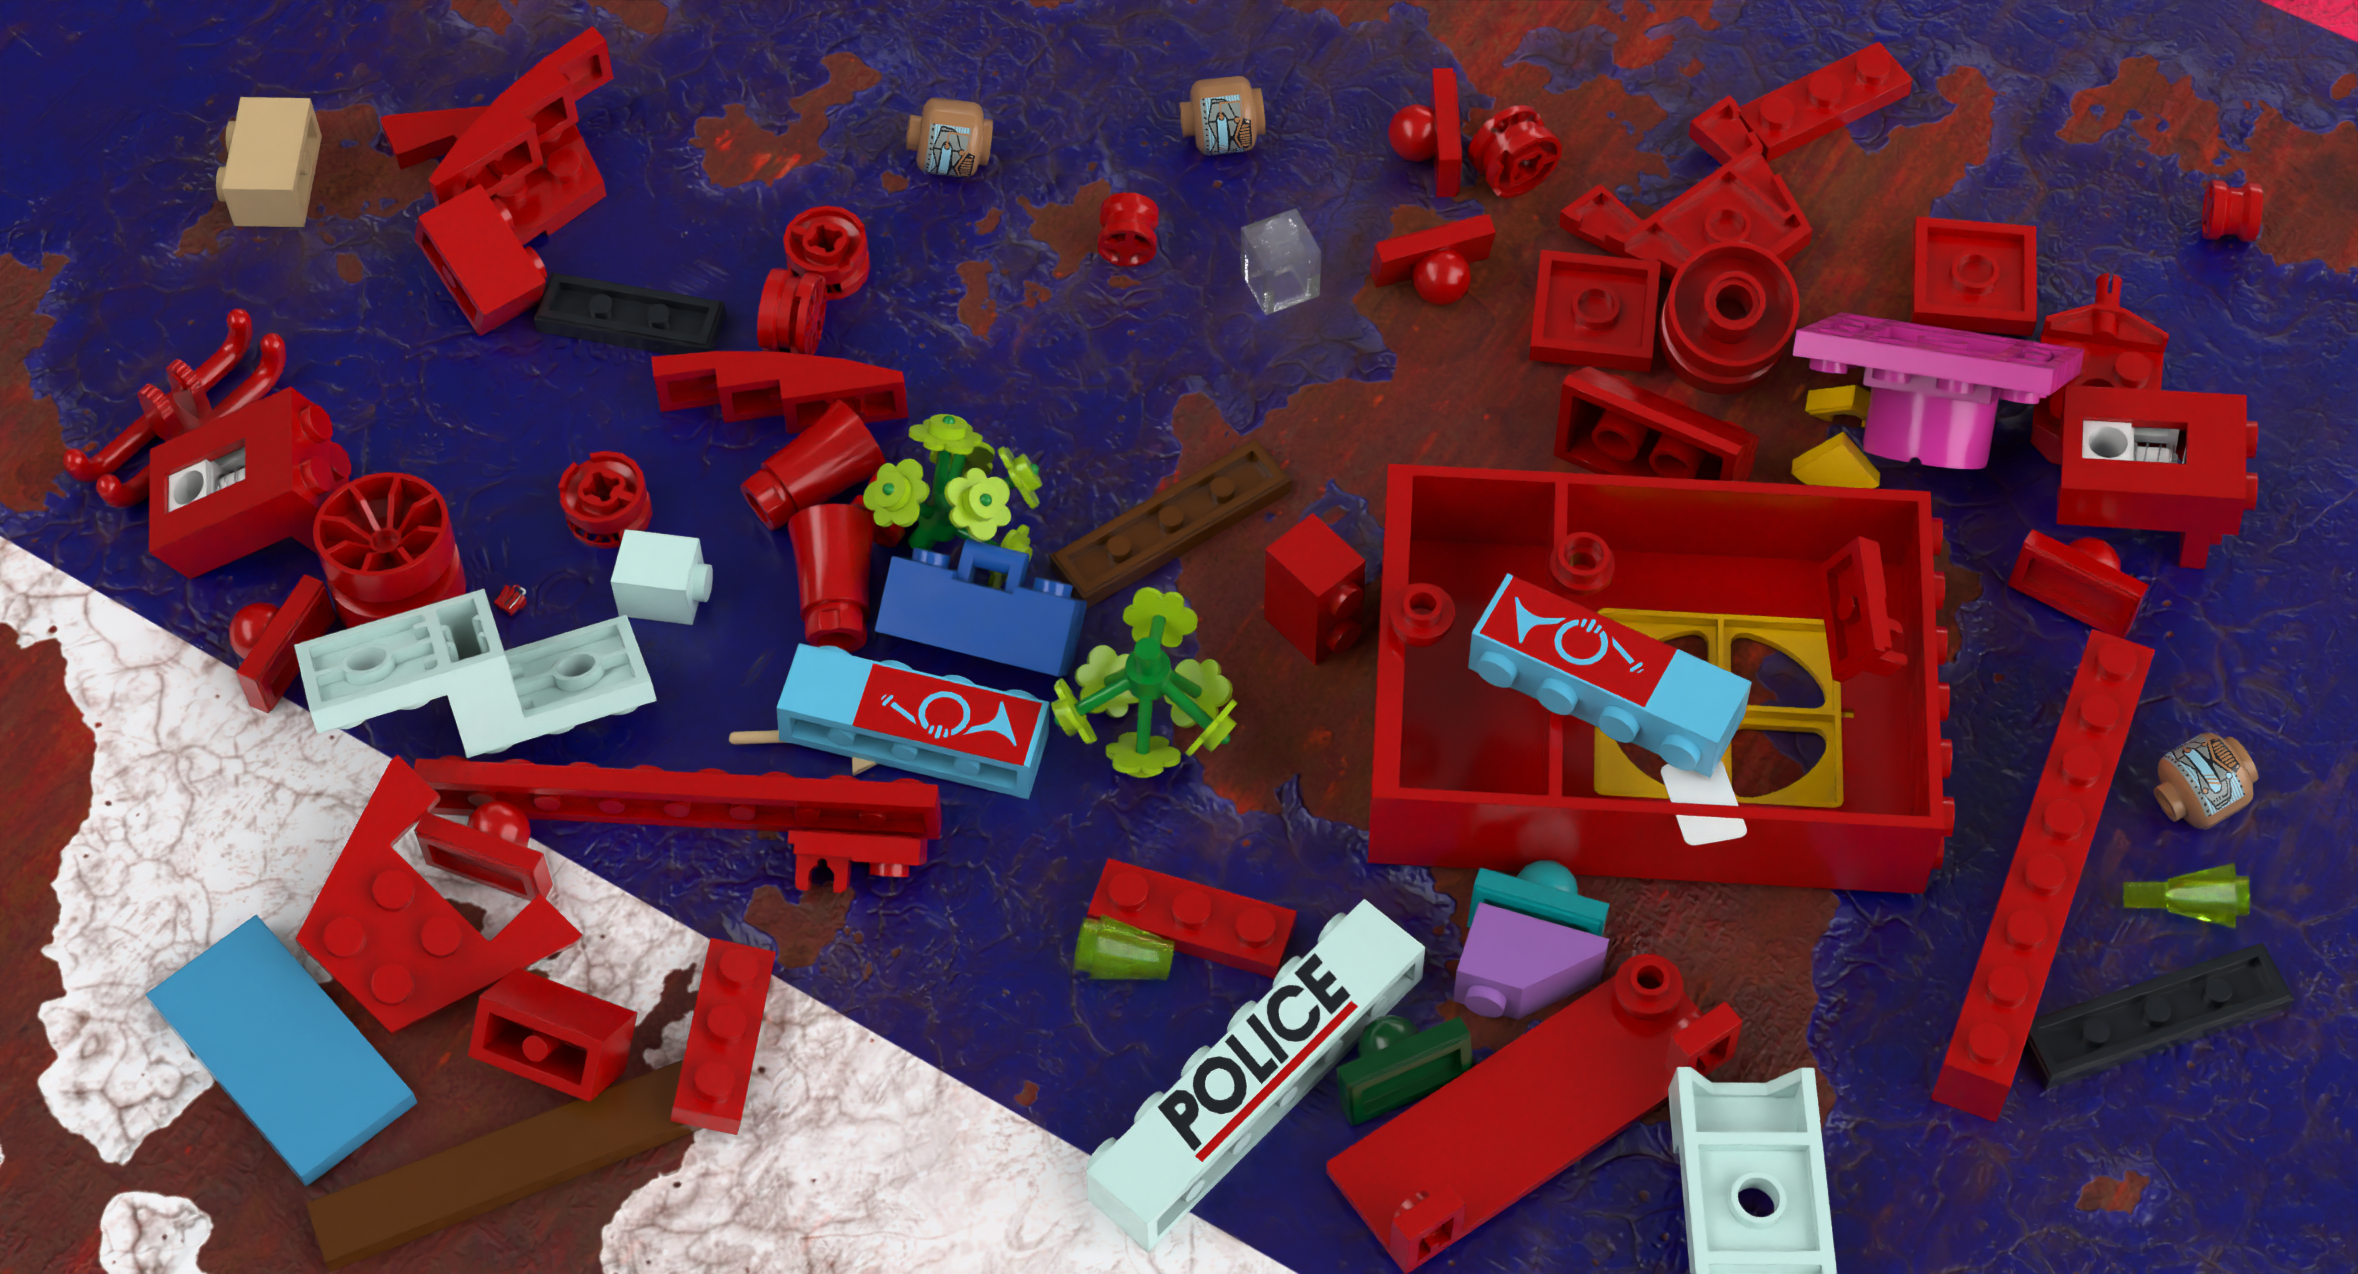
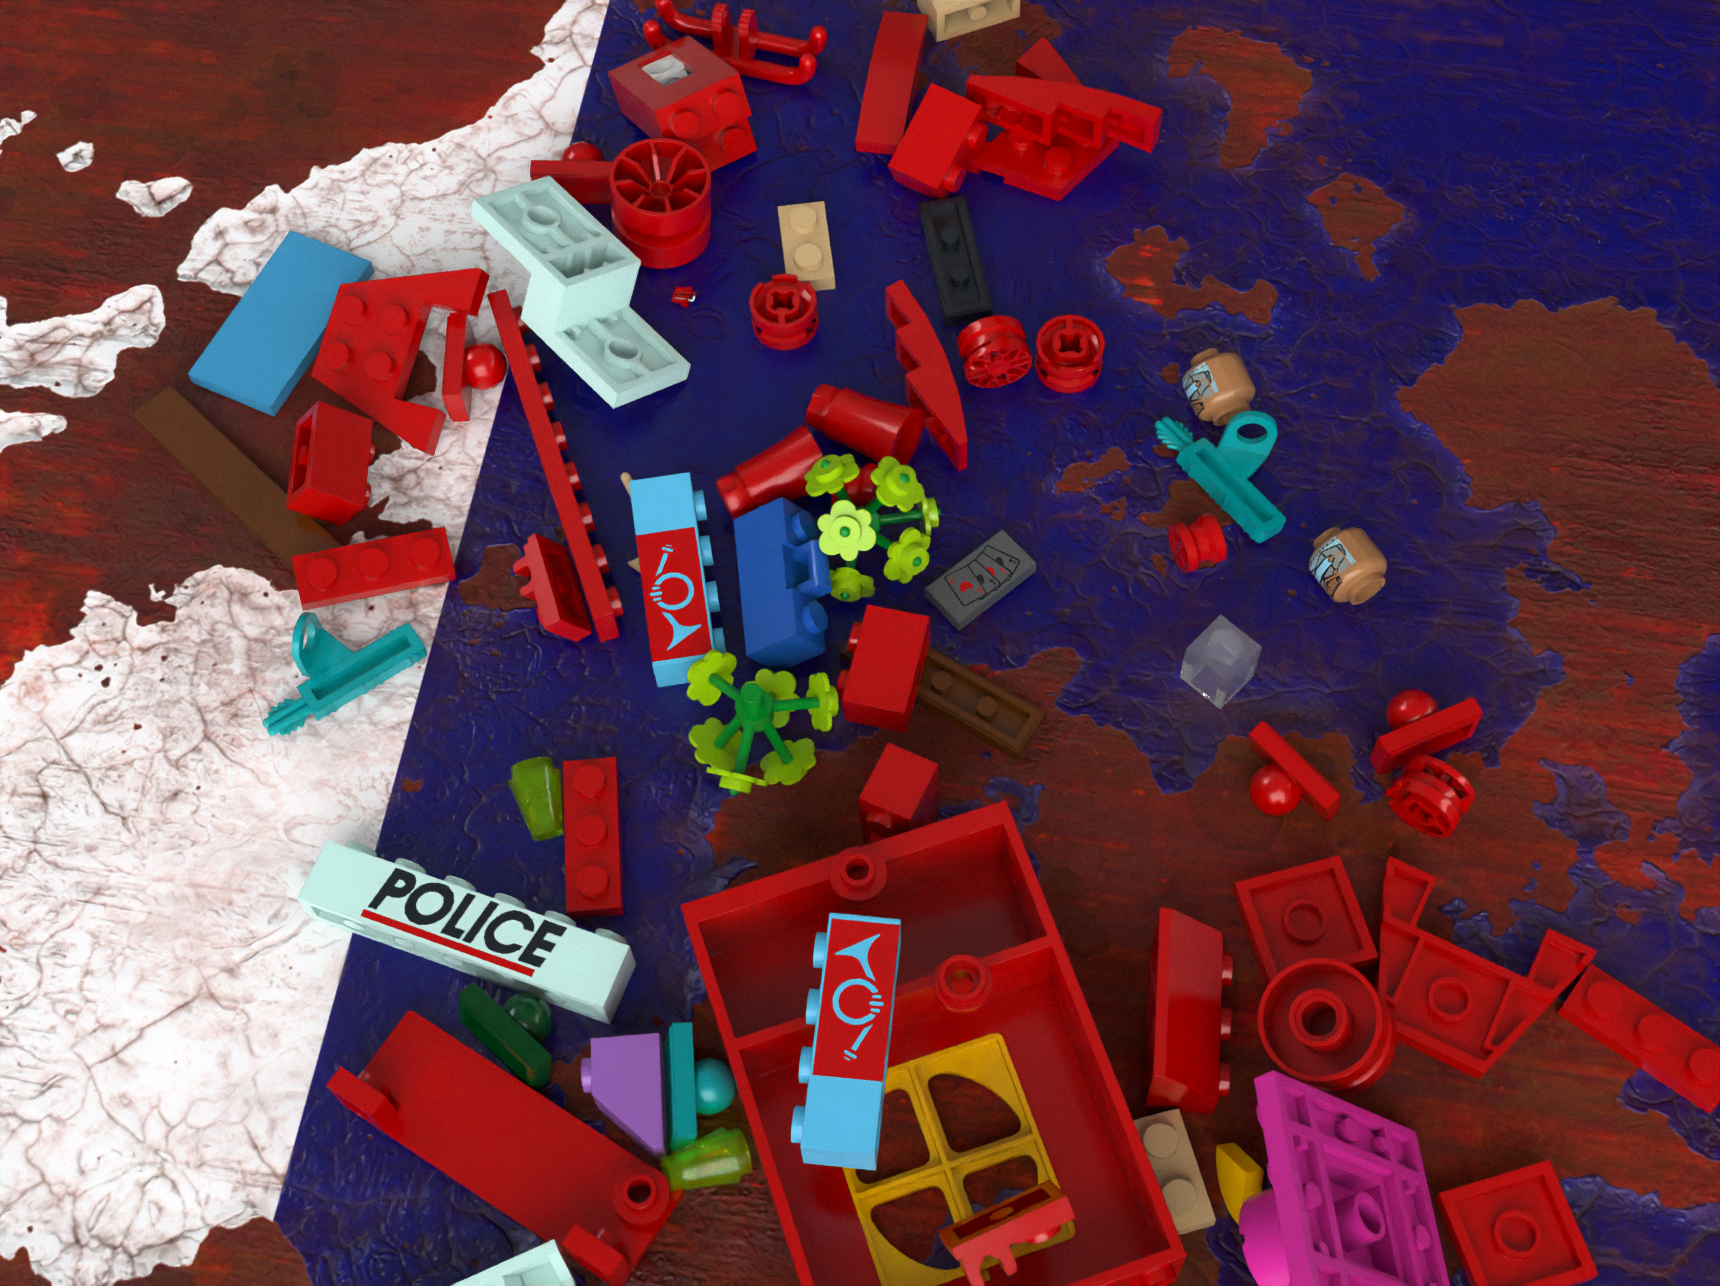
camera: 70 degrees right, 5 degrees up
(352, 277) = (891, 82): none -> red slope
(519, 449) = (807, 244): none -> tan plate
(660, 577) = (730, 370): light aqua brick -> none
(845, 1119) = (339, 673): none -> teal piece
(1047, 176) = (1227, 468): none -> teal piece
(1062, 441) = (980, 579): none -> dark grey tile
(1143, 543) = (885, 668): none -> red brick
(1633, 911) = (708, 1161): none -> clear neon green cone
(1699, 789) = (790, 1166): white sticker -> none

